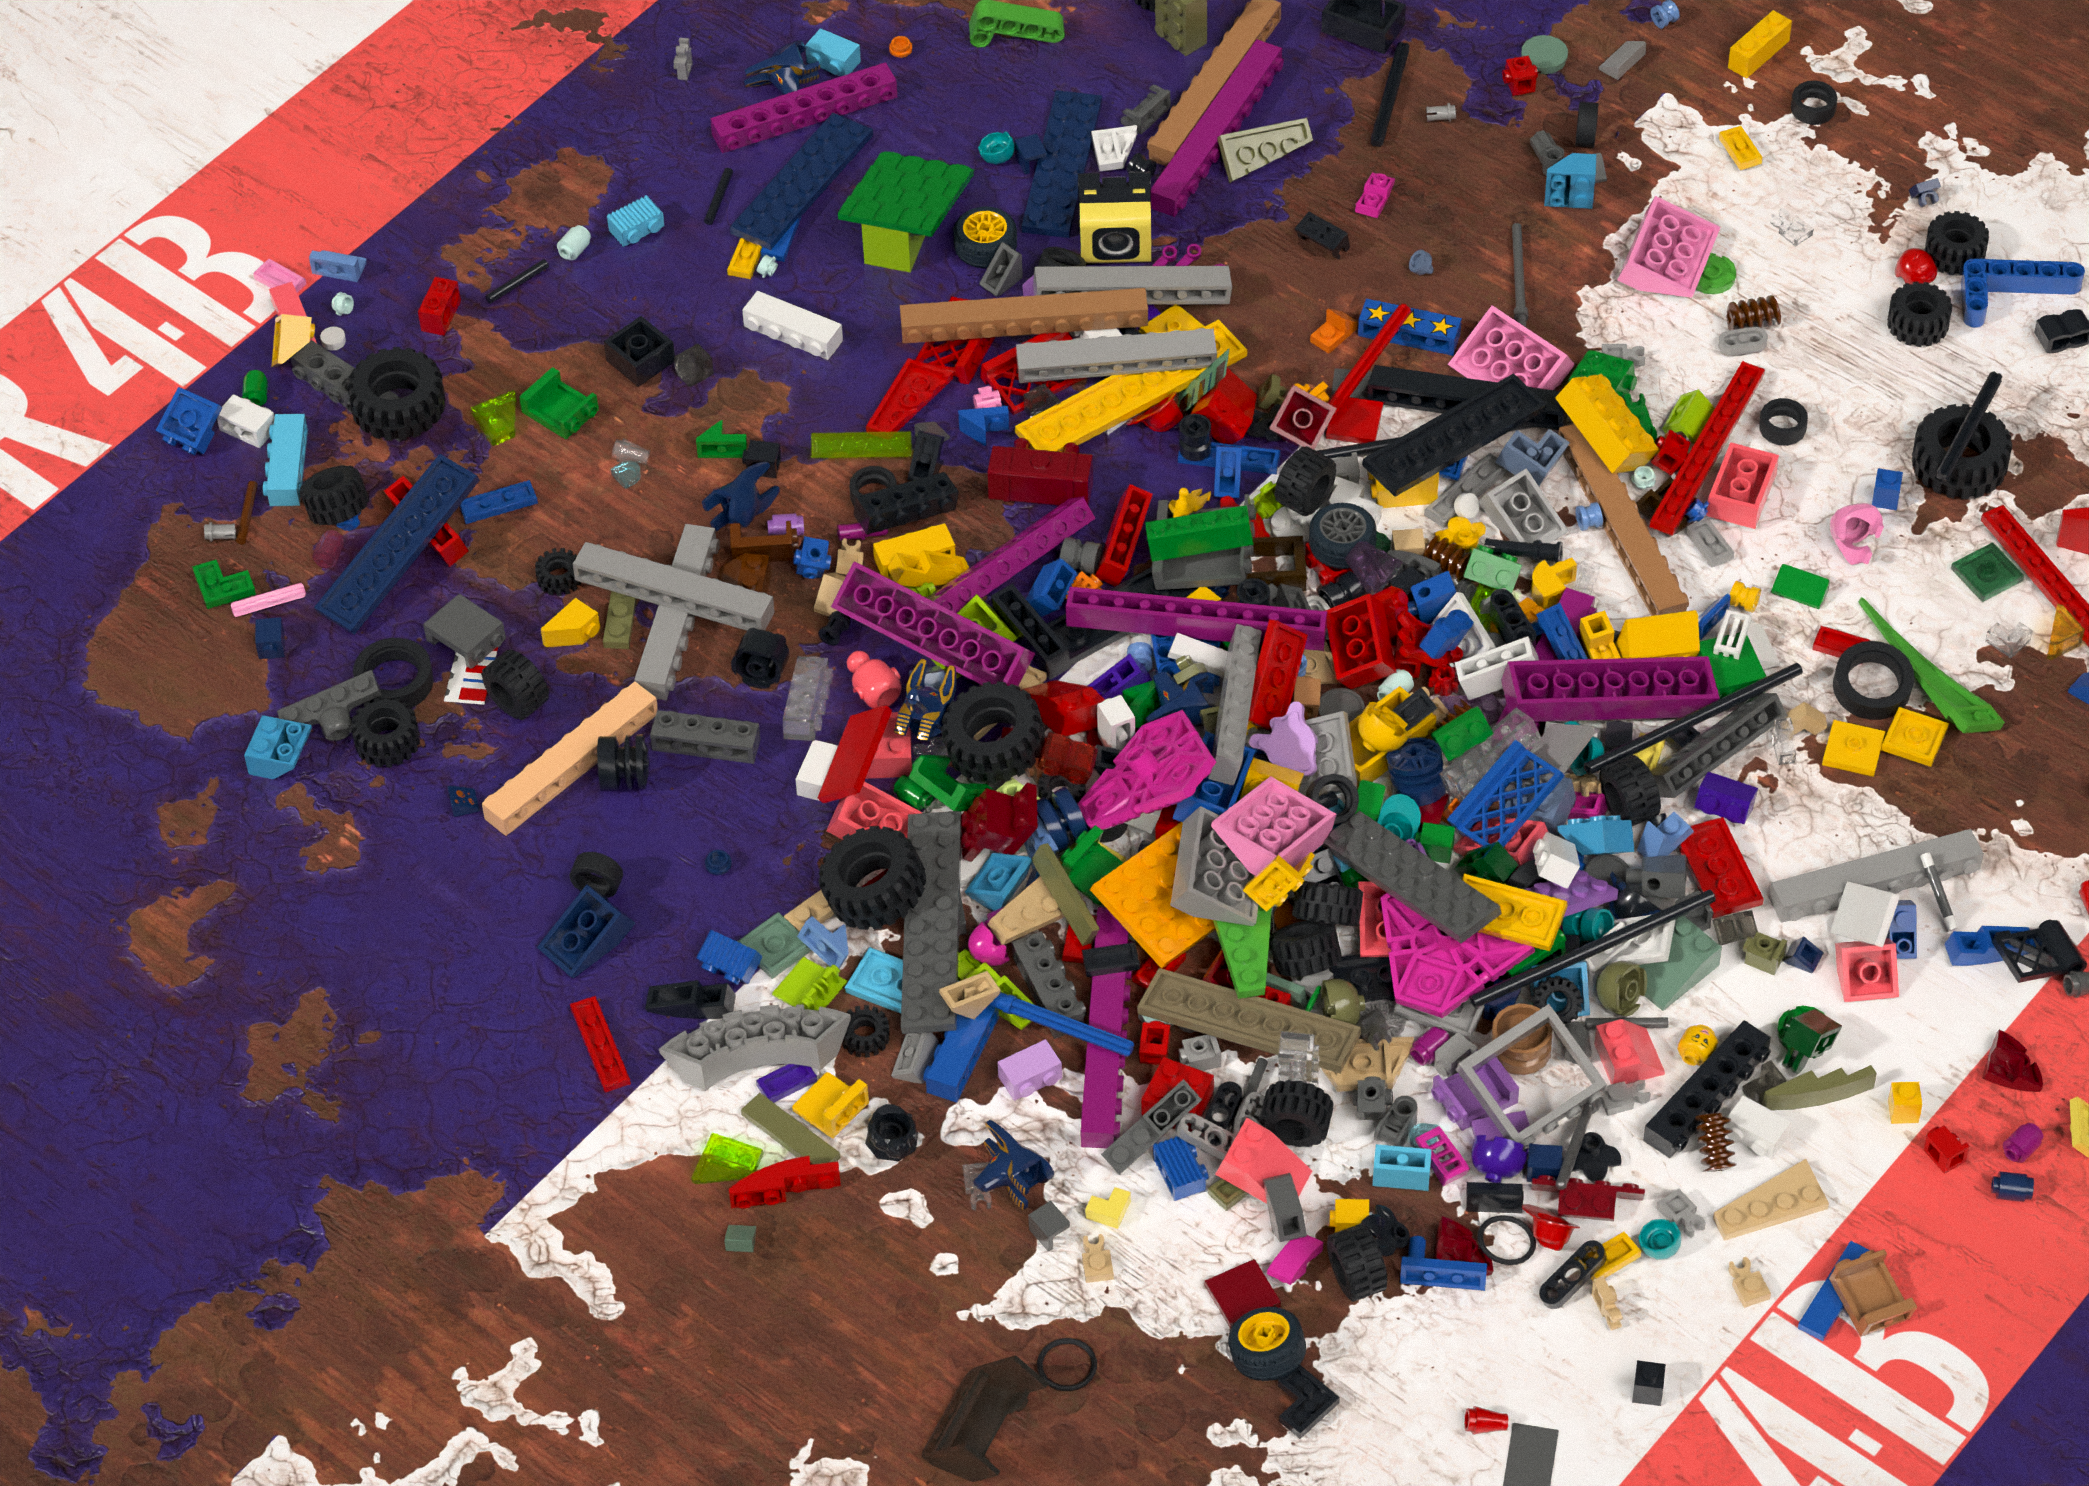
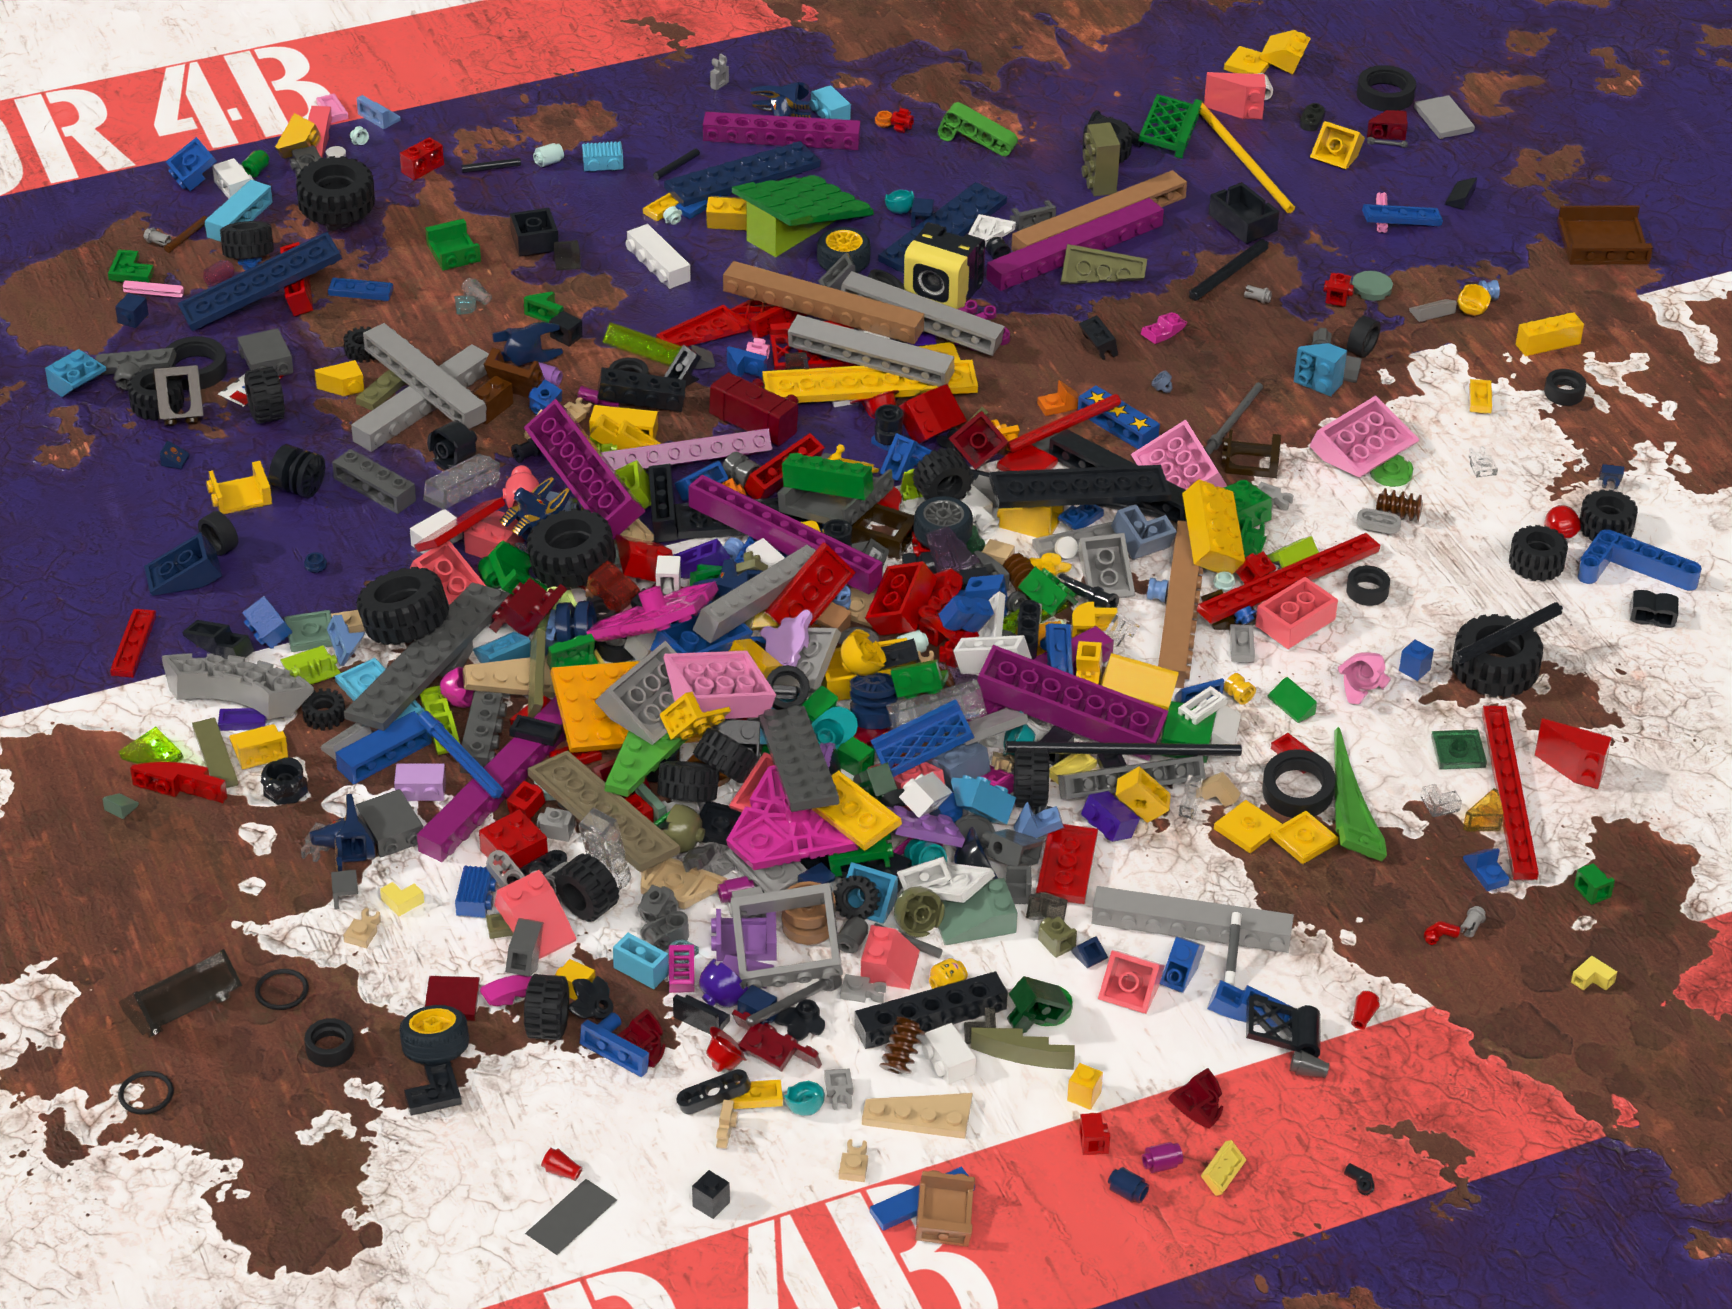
camera: 25 degrees right, 10 degrees down
(395, 713) = (166, 415): none -> panel
(497, 417) = (405, 239): clear neon green wing -> none
(568, 759) = (237, 462): light nougat brick -> none
(570, 810) = (240, 493): none -> yellow panel
(825, 237) = (726, 213): none -> yellow slope
(924, 41) = (902, 120): none -> red gear
(971, 994) = (405, 707): tan slope -> none
(1040, 1126) = (390, 822): none -> dark grey panel
(1151, 1127) = (472, 851): dark grey slope -> none
(1170, 1381) = (326, 1028): none -> black tyre
(1500, 1260) = (675, 1064): black tyre -> none
(1585, 299) = (1254, 449): none -> dark brown panel
(1592, 948) = (939, 867): black piece -> none
(1660, 32) = (1473, 299): none -> yellow hair
(1745, 761) = (1143, 794): none -> yellow brick
(1865, 914) = (1150, 934): white tile -> none

